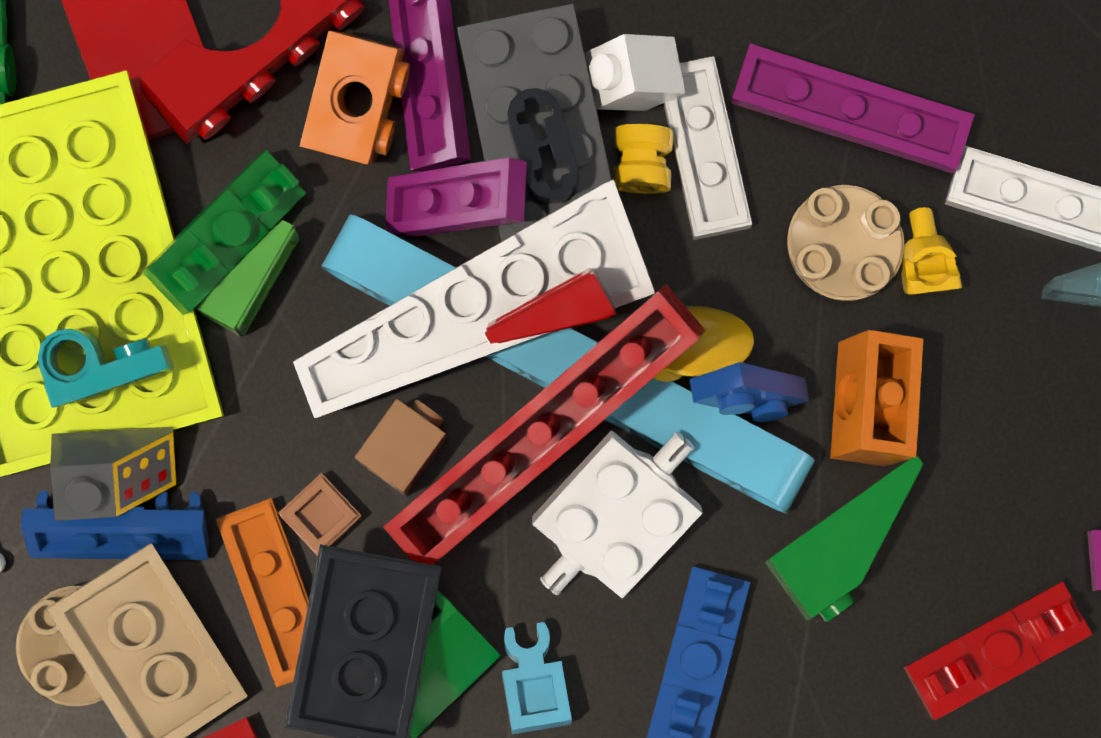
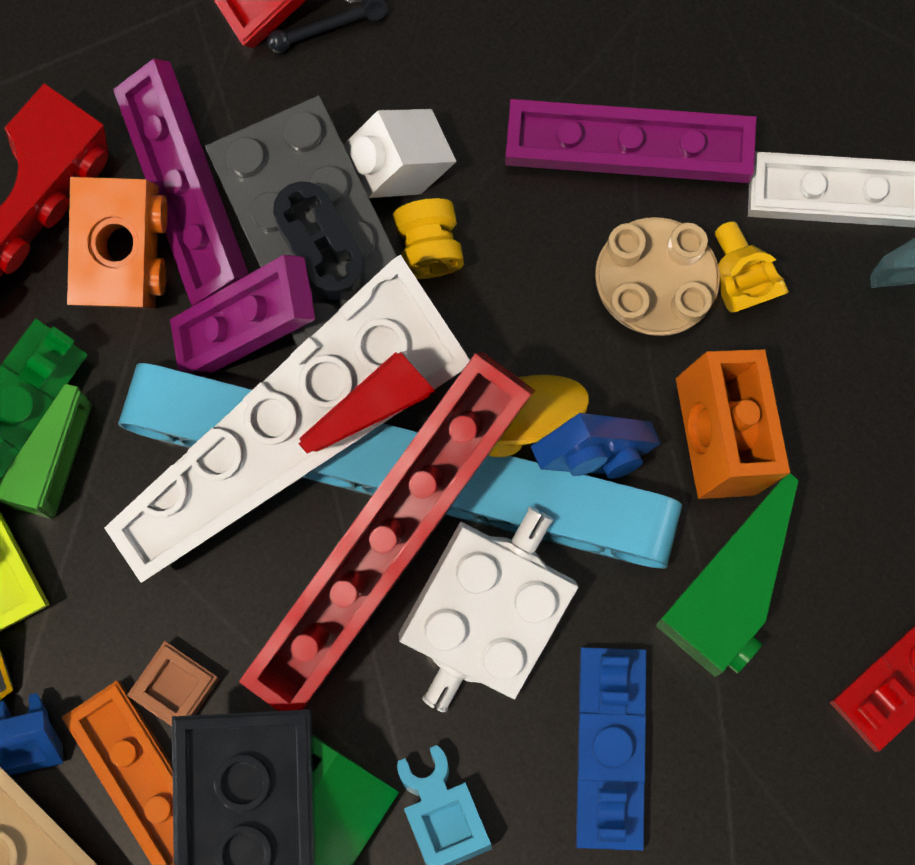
camera: 10 degrees left, 5 degrees down
(403, 445) = (244, 591): medium nougat brick -> none
(707, 153) = (493, 221): white tile -> none

